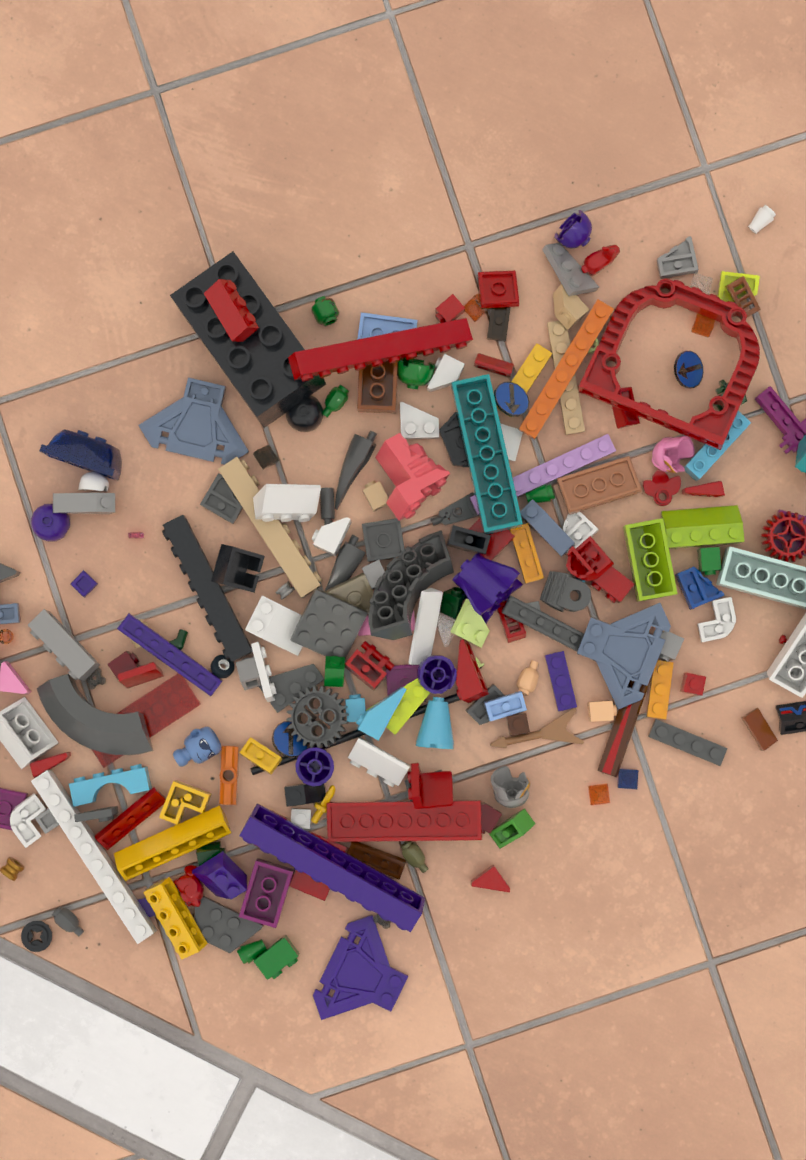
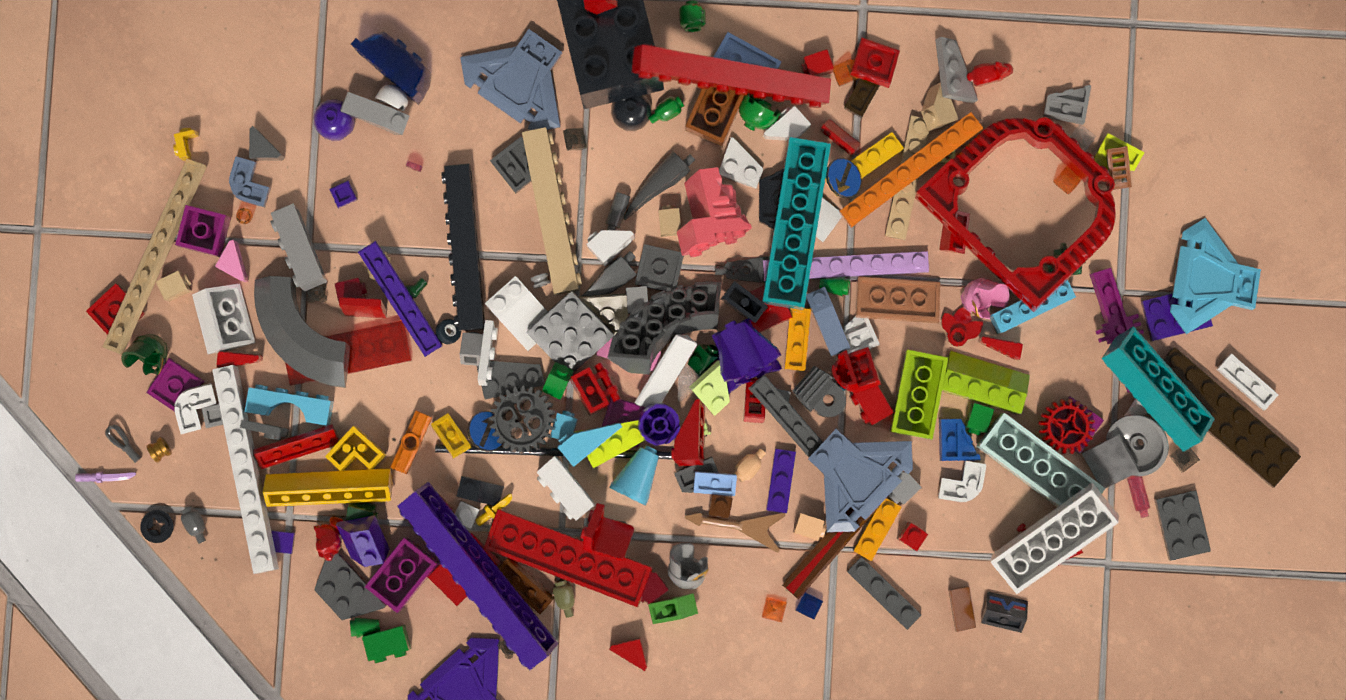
camera: 25 degrees right, 0 degrees up
(175, 918) = (301, 563): yellow brick -> none
(199, 747) = (393, 402): medium blue piece -> none
(232, 568) = (498, 235): black piece -> none
(286, 502) = (577, 192): white slope -> none
(314, 766) = (500, 467): dark purple cylinder -> none
(575, 231) = (976, 34): dark purple cylinder -> none
(688, 369) = (1034, 218): blue piece -> none
(762, 218) = (1172, 95): white cone -> none

